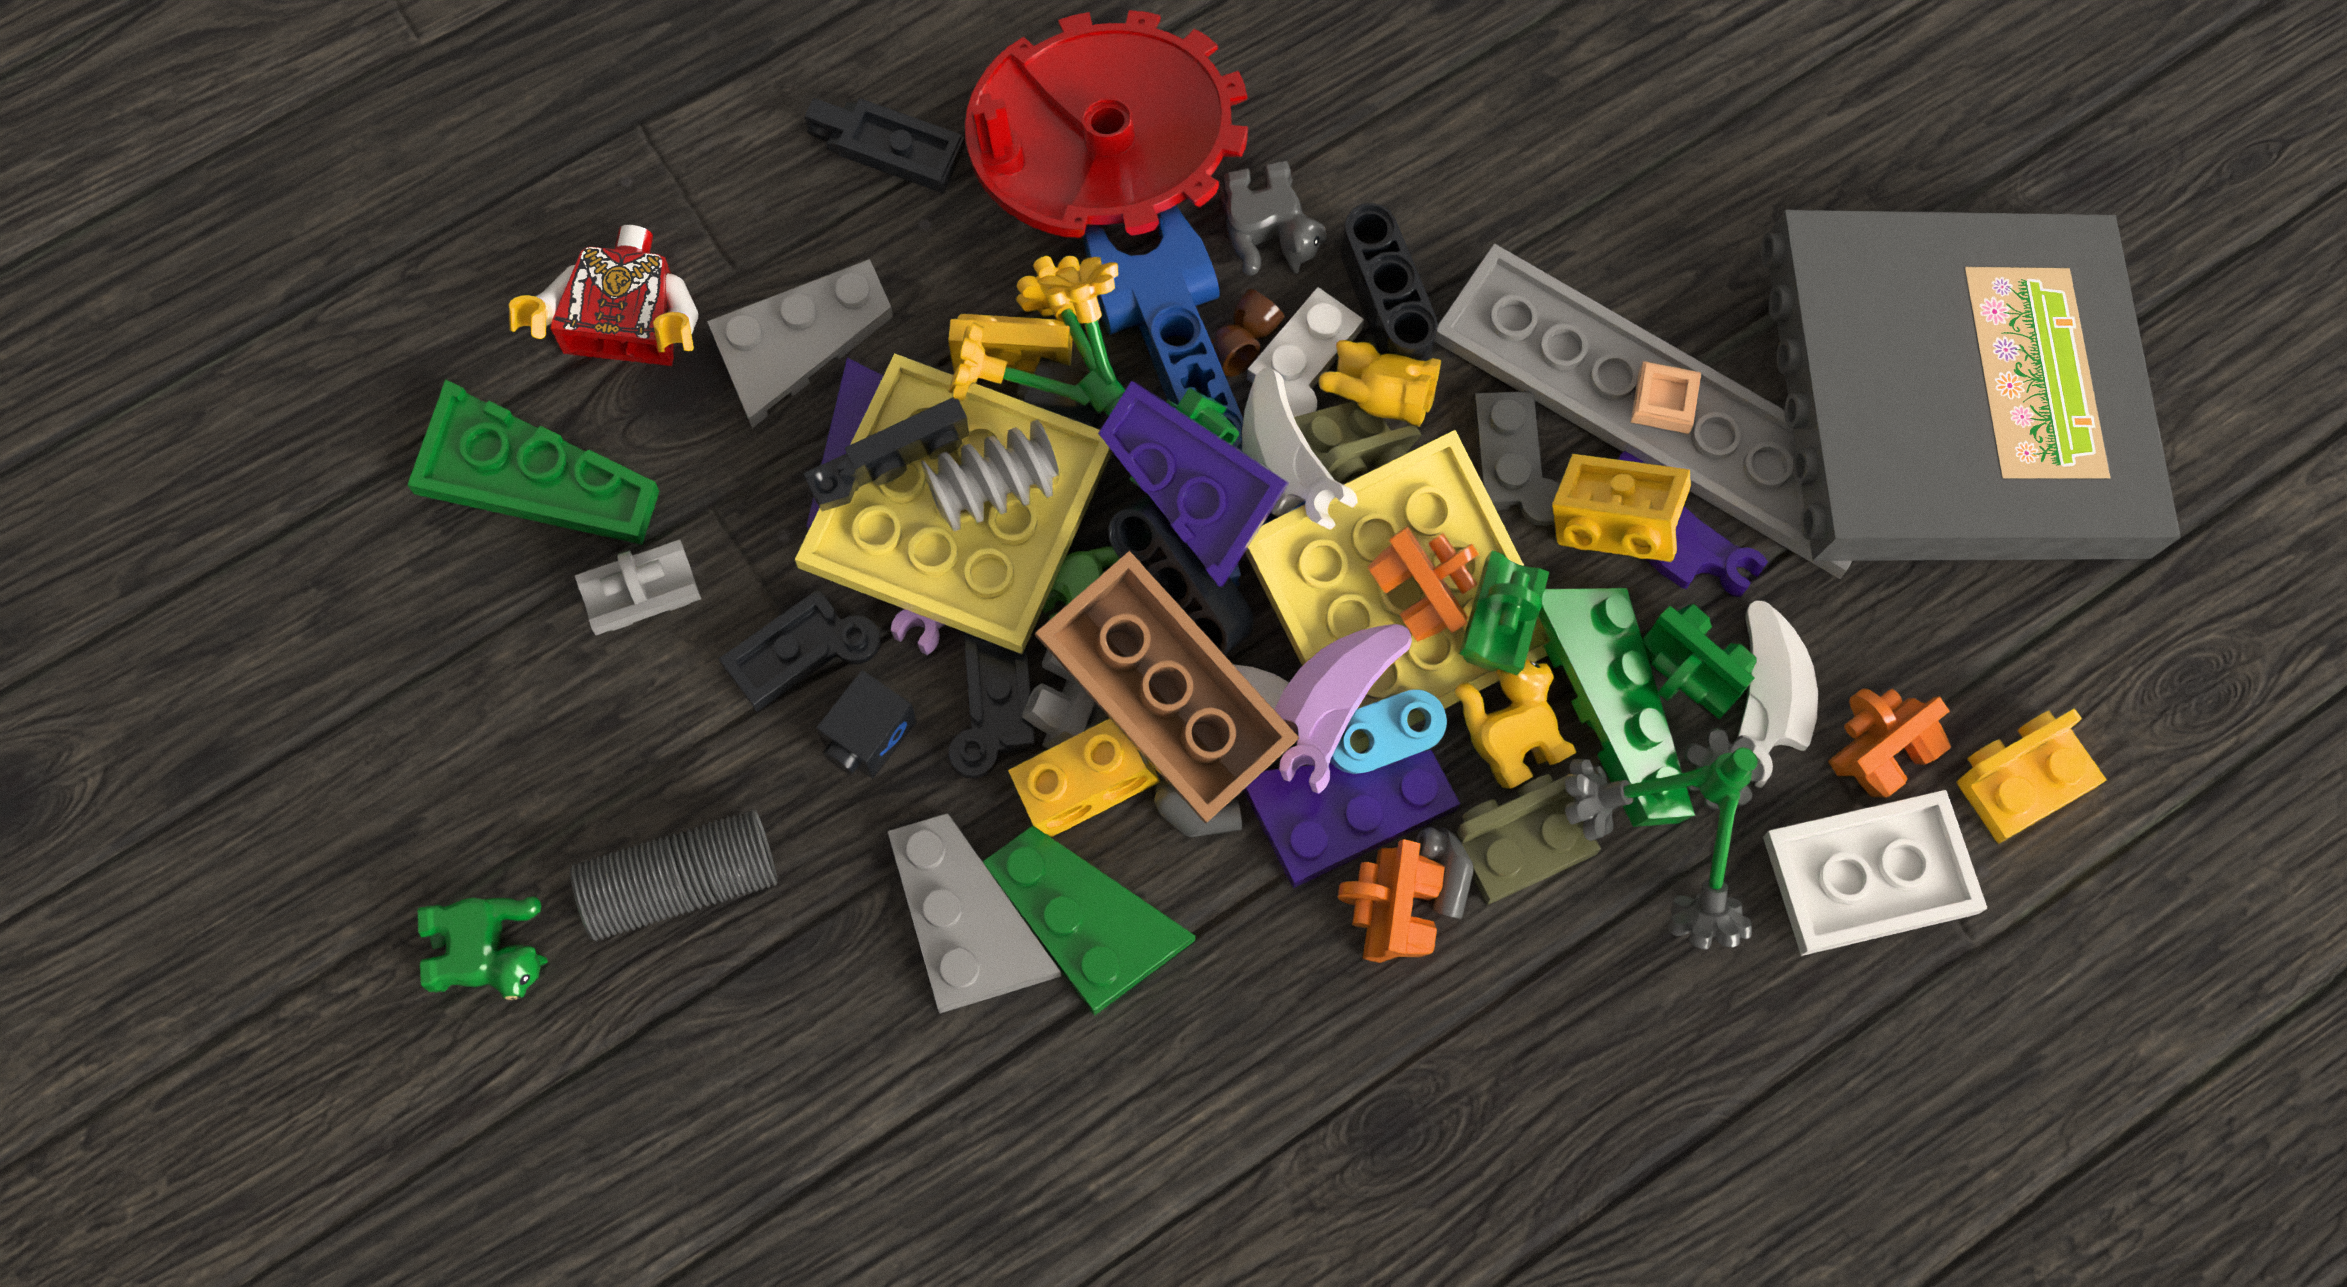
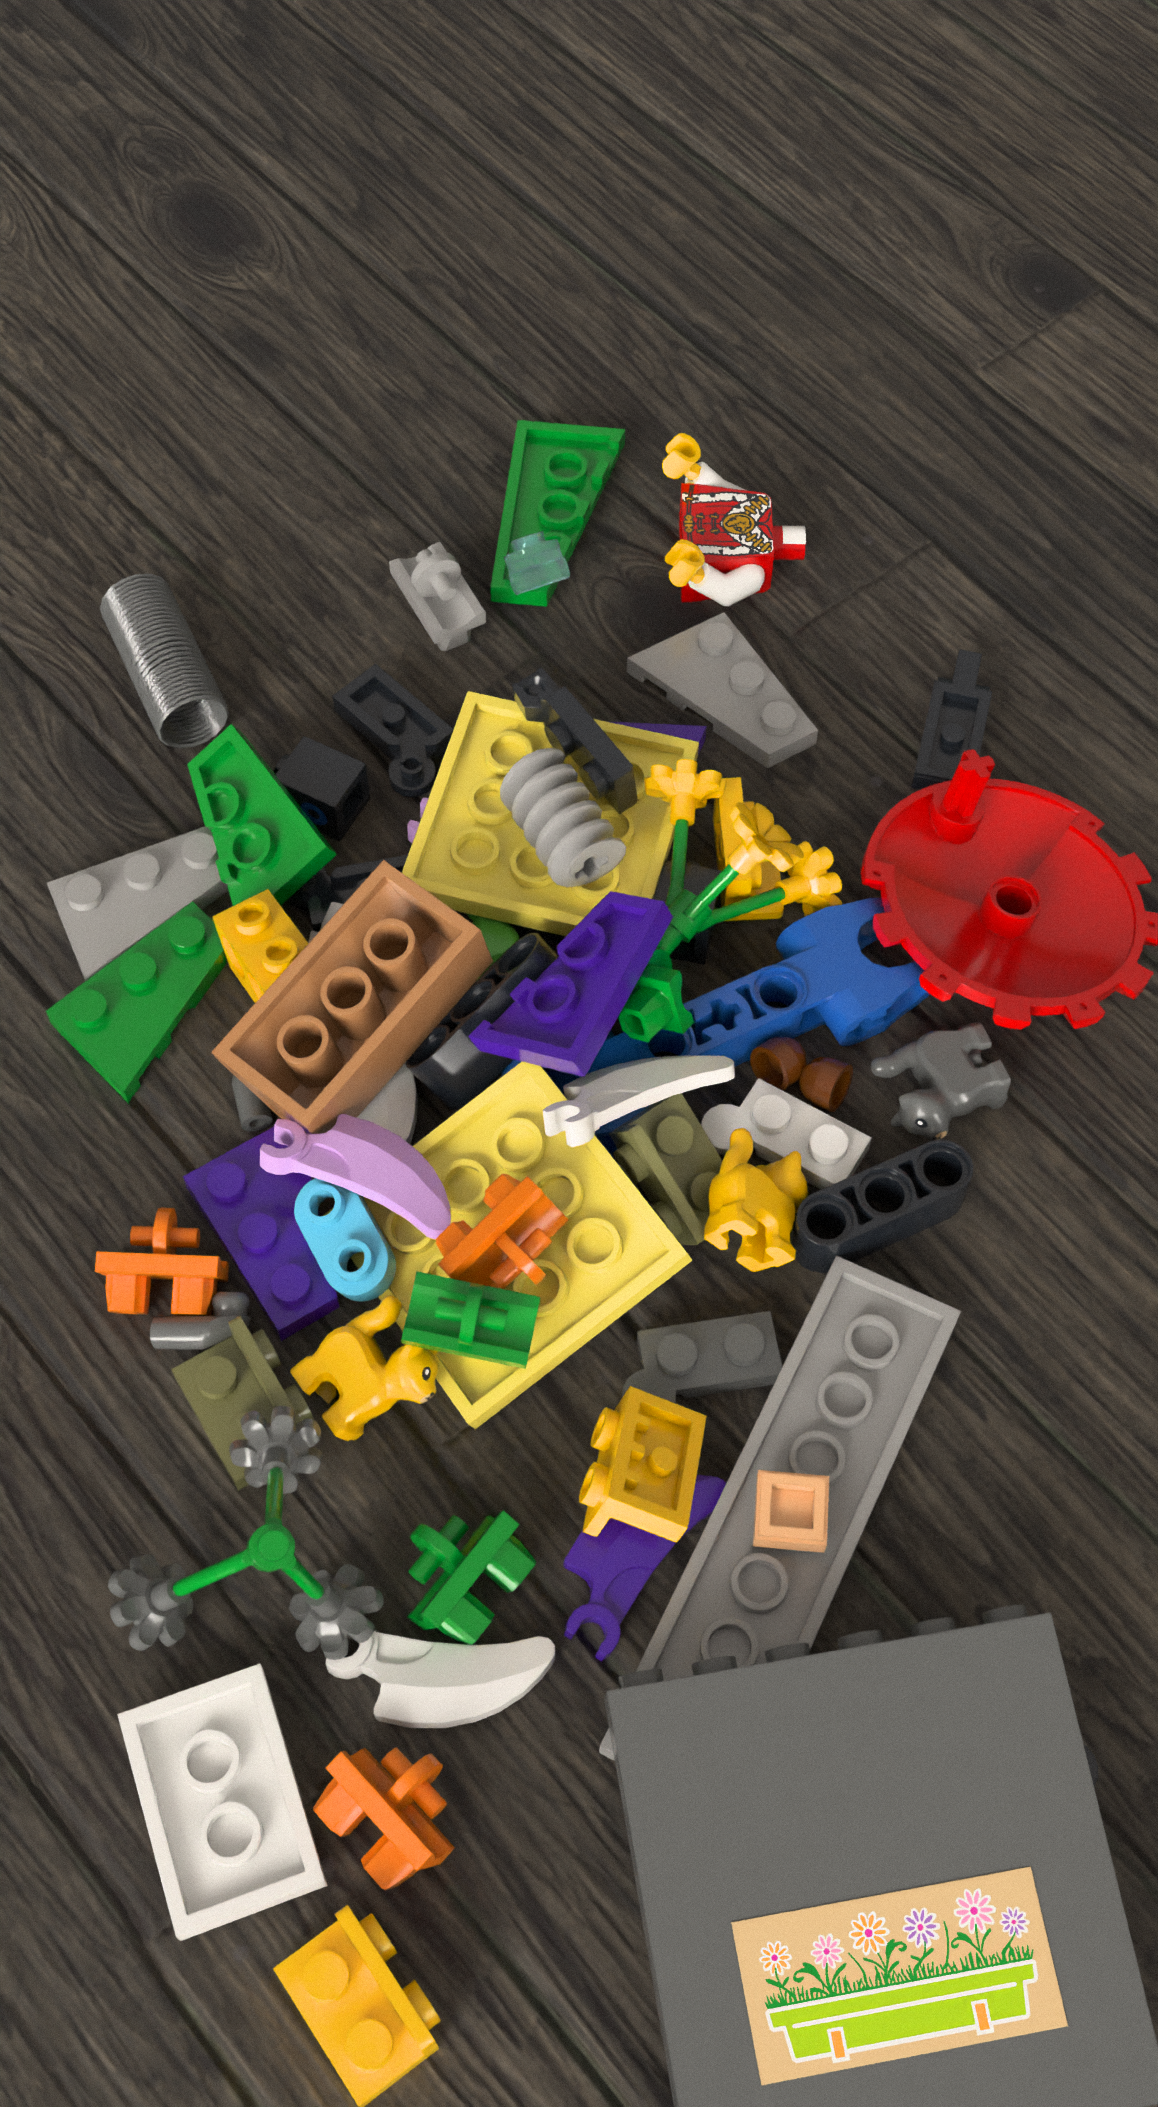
camera: 85 degrees right, 10 degrees down
(473, 950) = (95, 537): green animal -> none
(625, 483) = (535, 563): none -> clear light blue plate
(920, 783) = (254, 821): none -> green wing
(1606, 661) = (455, 1459): wing -> none

